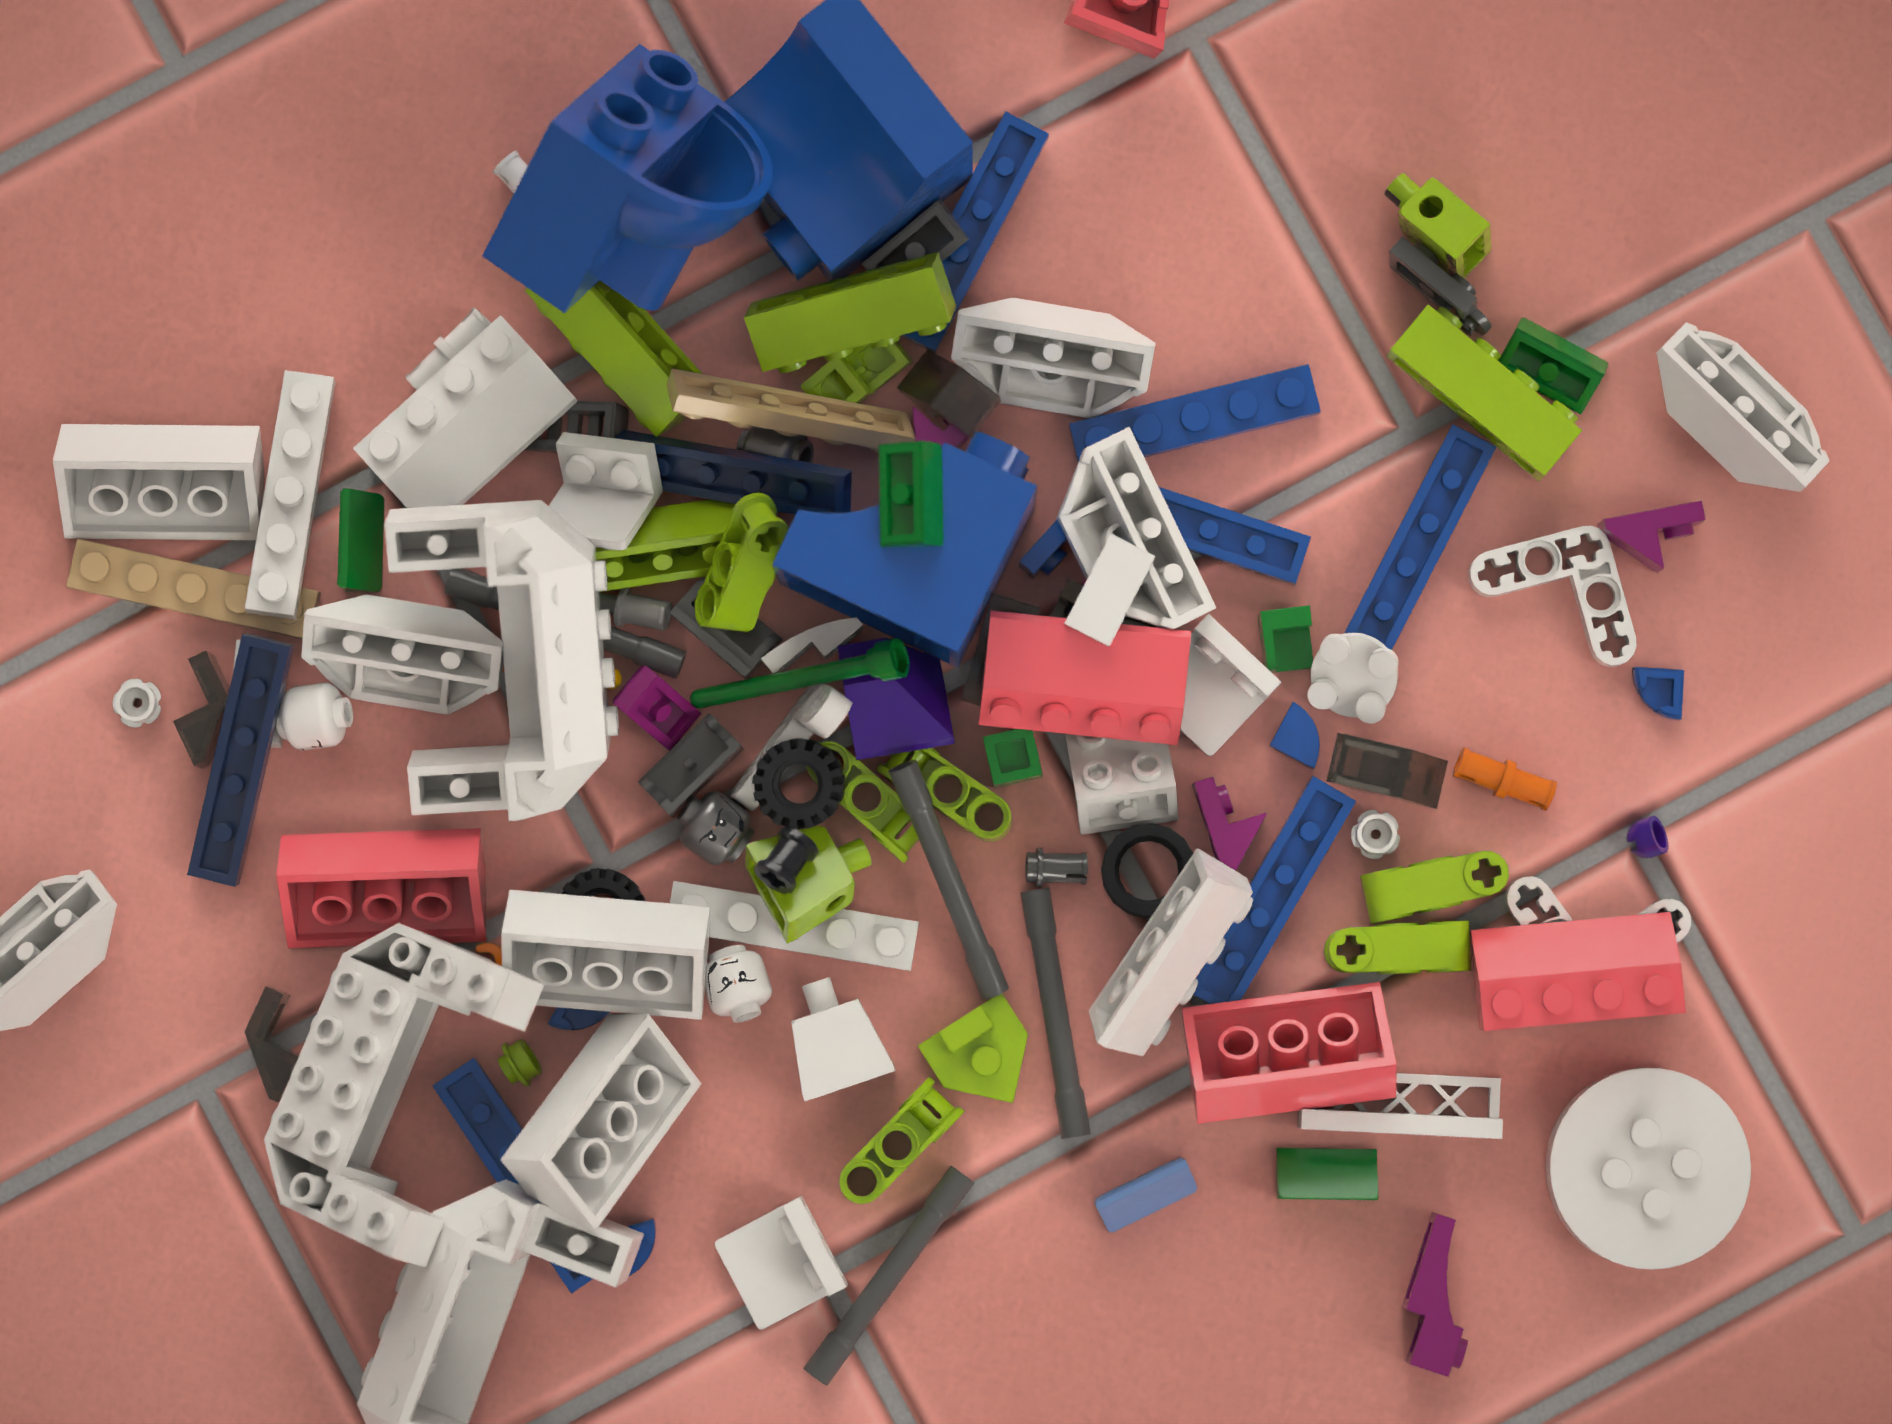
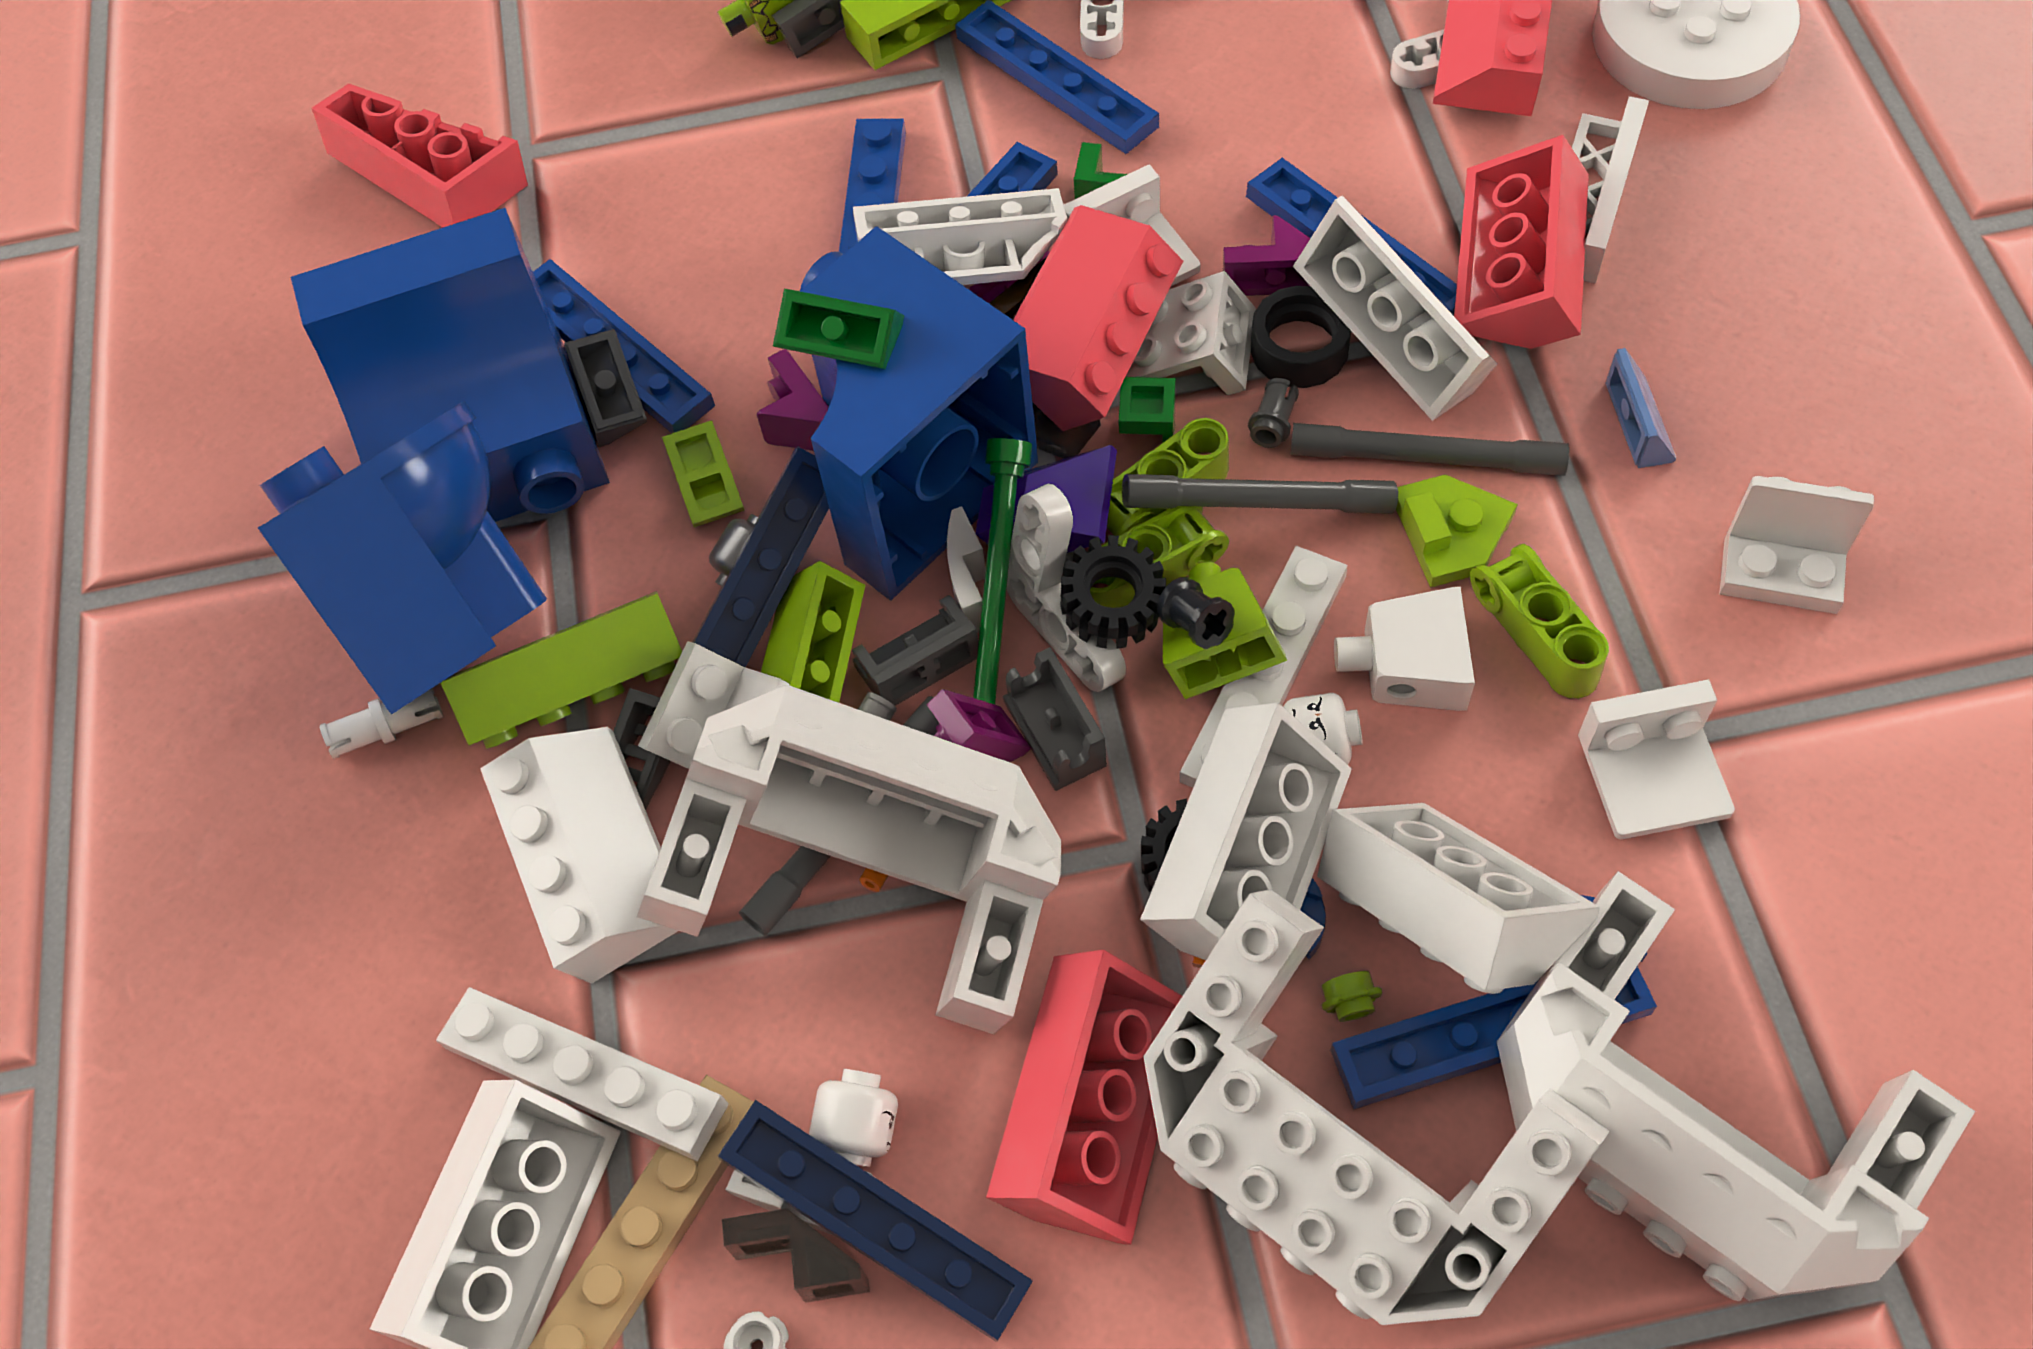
camera: 70 degrees left, 25 degrees down
(272, 1060) = (1277, 1296): clear smoke slope -> none
(360, 541) = (668, 1013): green slope -> none
(403, 653) = (820, 985): white wedge -> none
(448, 347) = (495, 852): white pin -> none
(715, 828) = (1134, 710): flat silver head -> none
(742, 566) = (855, 579): lime piece -> none
(786, 411) = (714, 515): tan plate -> none
(841, 1341) = (1761, 734): dark grey piece -> none
(851, 313) = (638, 439): lime brick -> none
(949, 392) = (749, 381): clear smoke slope -> none
(1013, 1339) = (1792, 543): none -> white bracket
(1052, 356) = (741, 311): white wedge -> none
(1109, 590) = (1008, 248): white tile -> none
(1297, 737) = (1204, 199): blue tile -> none
(1326, 1174) = (1652, 261): green slope -> none
(1353, 676) = (1161, 135): white piece -> none
(1387, 770) = (1258, 132): clear smoke slope -> none
(1388, 839) = (1318, 156): white plate -> none
(1403, 948) = (1435, 160): lime piece -> none
(1429, 885) = (1381, 117): lime piece -> none
(1436, 1339) = (1791, 198): magenta slope -> none
(1504, 779) = (1294, 55): orange pin -> none

